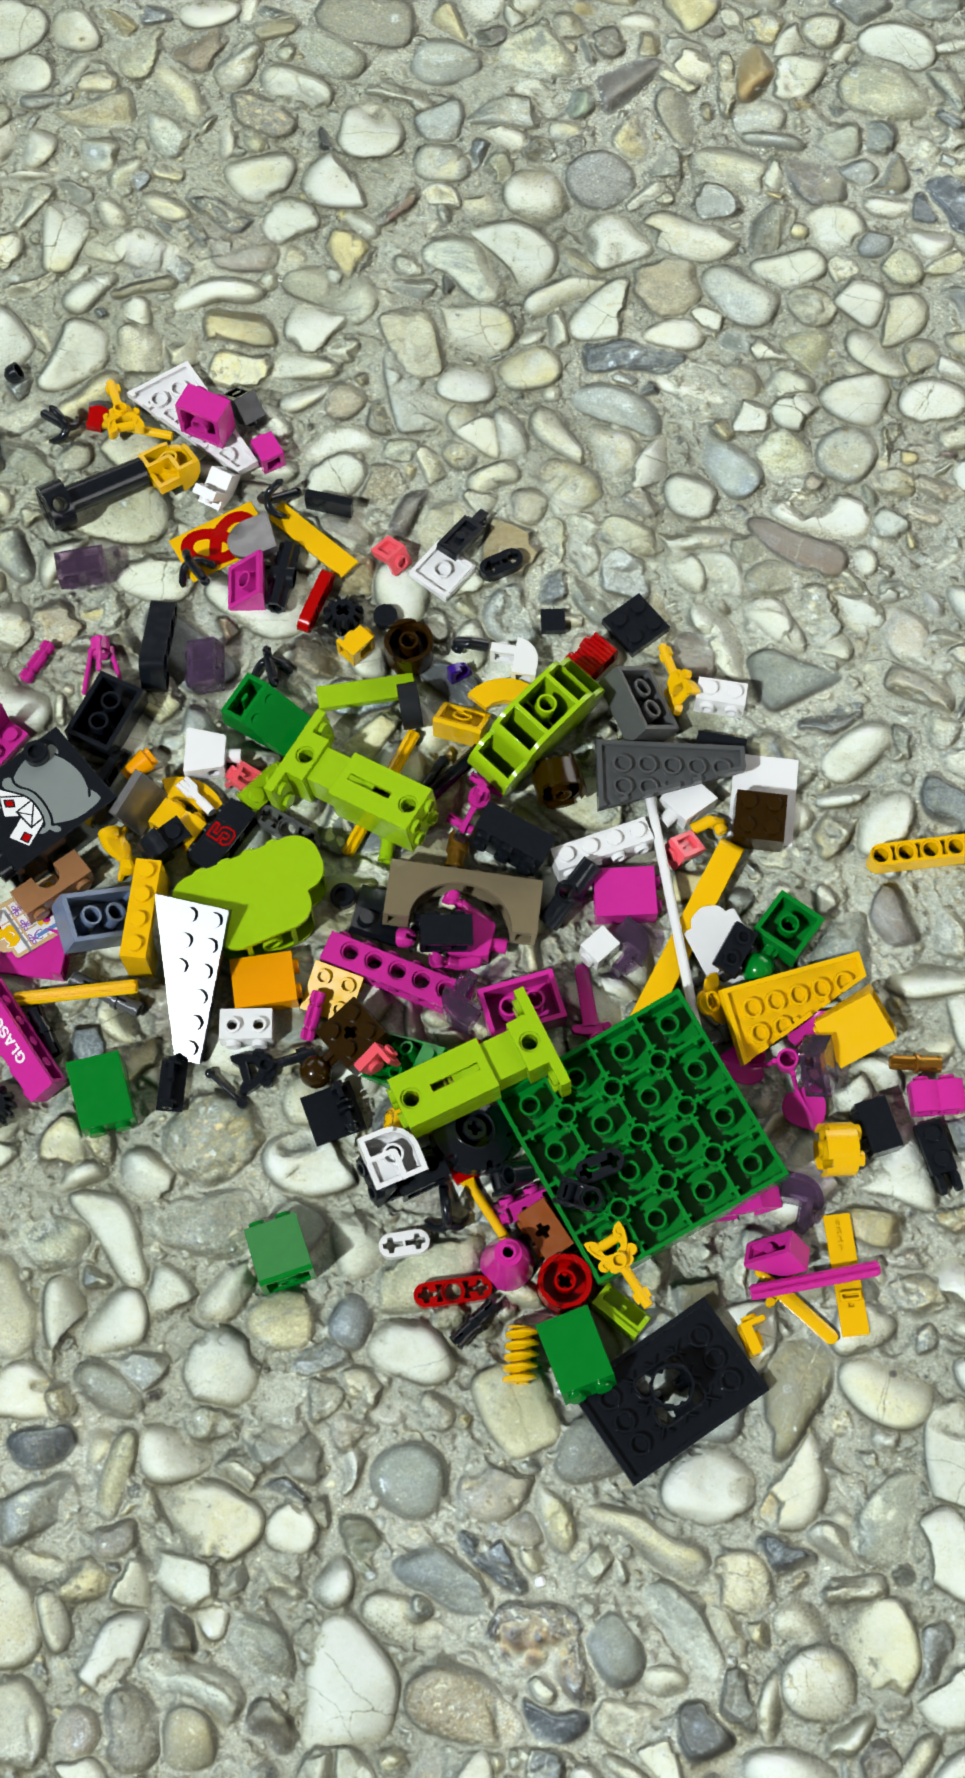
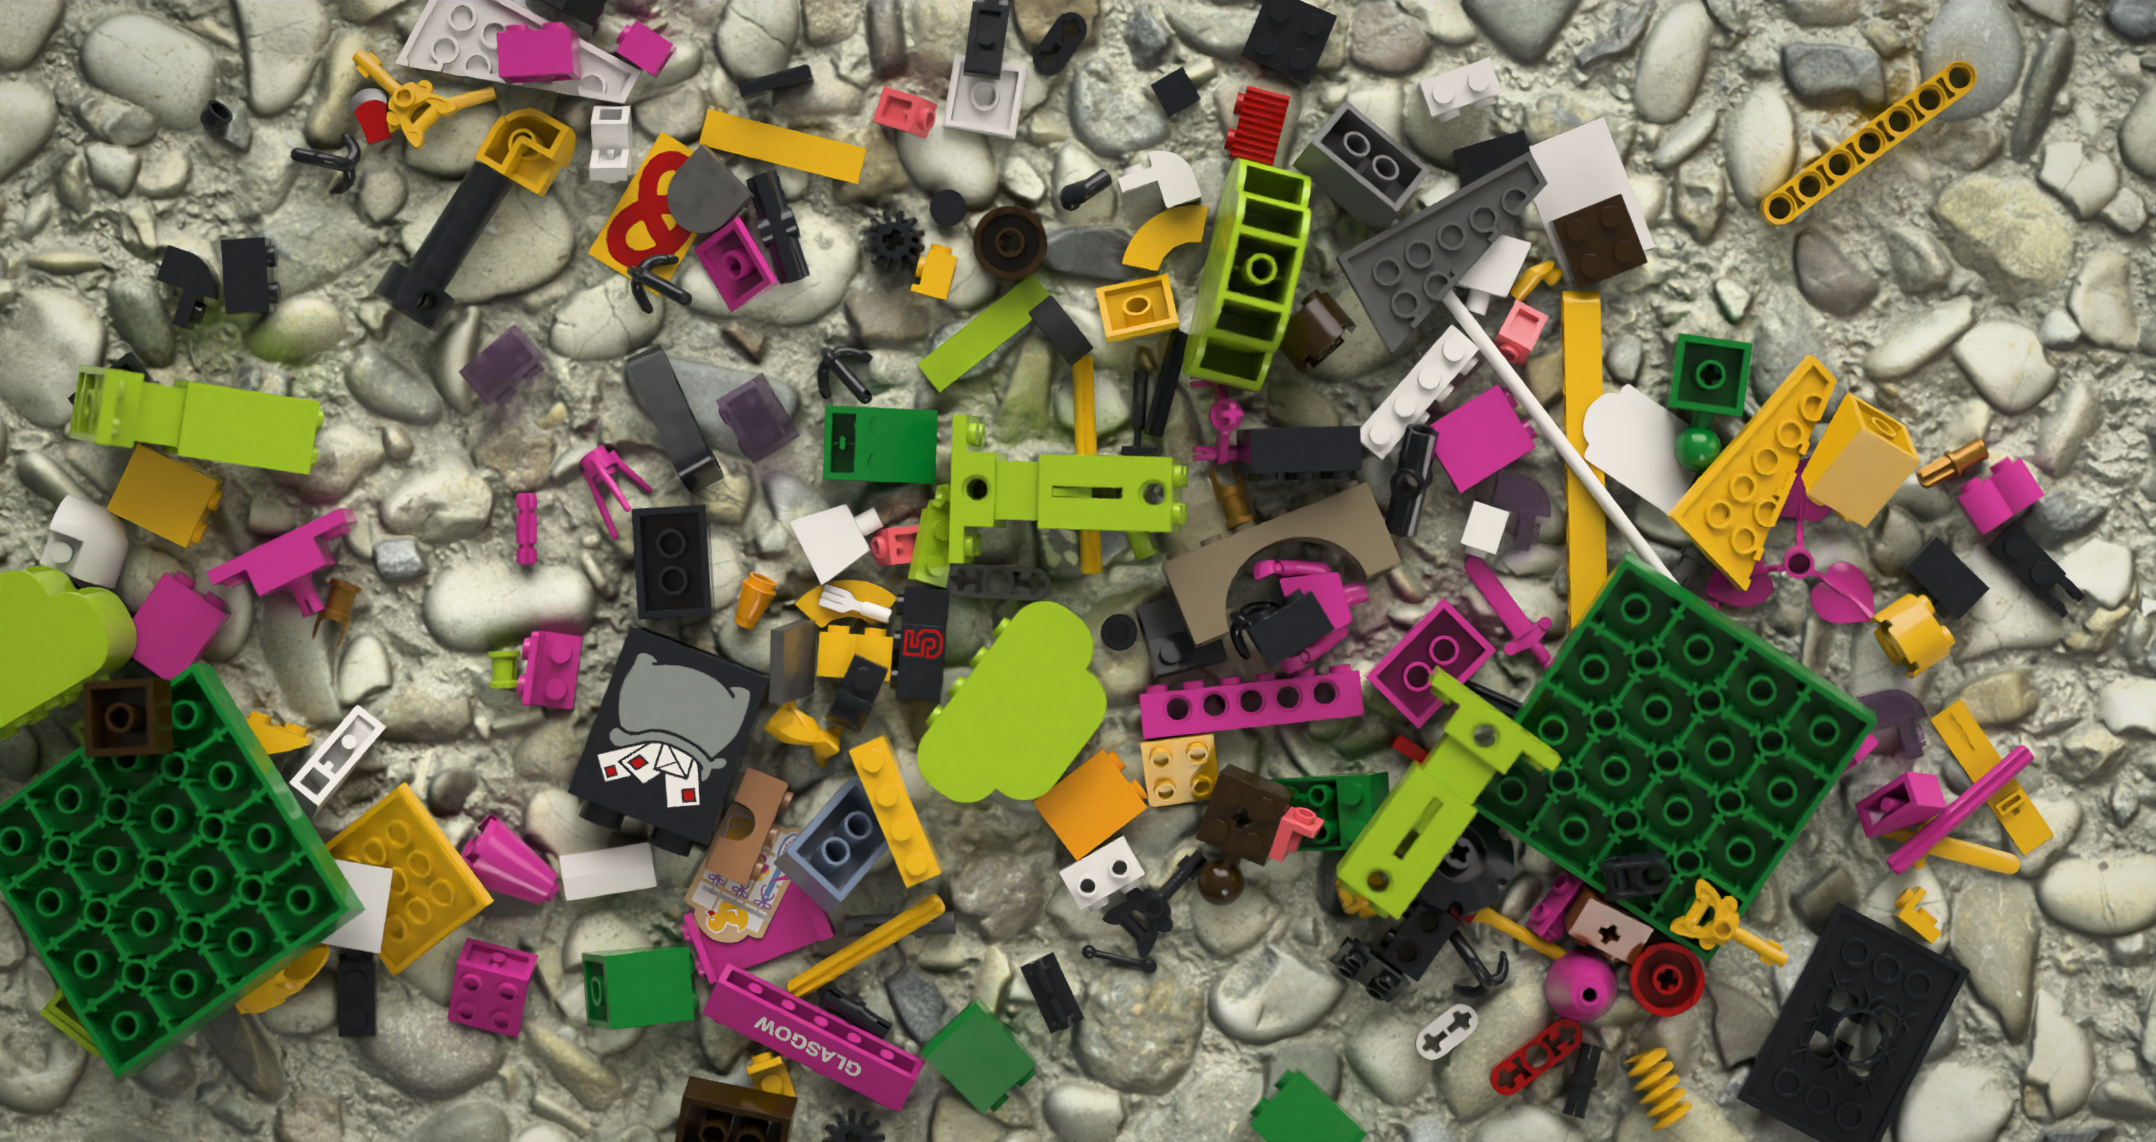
camera: 30 degrees left, 20 degrees up
(36, 753) = (631, 678): black tile -> none
(113, 766) = (722, 620): black tile -> none
(192, 956) = (992, 833): wing -> none
(268, 498) = (698, 114): black piece -> none
(312, 1015) = (1175, 813): dark pink axle -> none
(315, 601) = (844, 239): red beam -> none
(333, 1113) = (1269, 919): black hinge -> none
(391, 1155) = (1389, 956): white brick -> none
(404, 937) = (1231, 649): dark pink hinge -> none
(456, 1006) = (1354, 716): clear purple brick -> none
(457, 672) = (1094, 238): dark purple tile -> none
(510, 1177) = (1532, 885): black piece -> none
(576, 1355) = (1728, 1061): green slope -> none
(597, 1160) = (1648, 831): black beam -> none
(620, 1312) = (1742, 971): lime hinge -> none
(678, 683) = (1389, 97): yellow piece -> none
(709, 1000) = (1661, 533): yellow plate -> none
(733, 951) = (1661, 451): black bracket -> none
(818, 1065) = (1837, 544): brick -> none

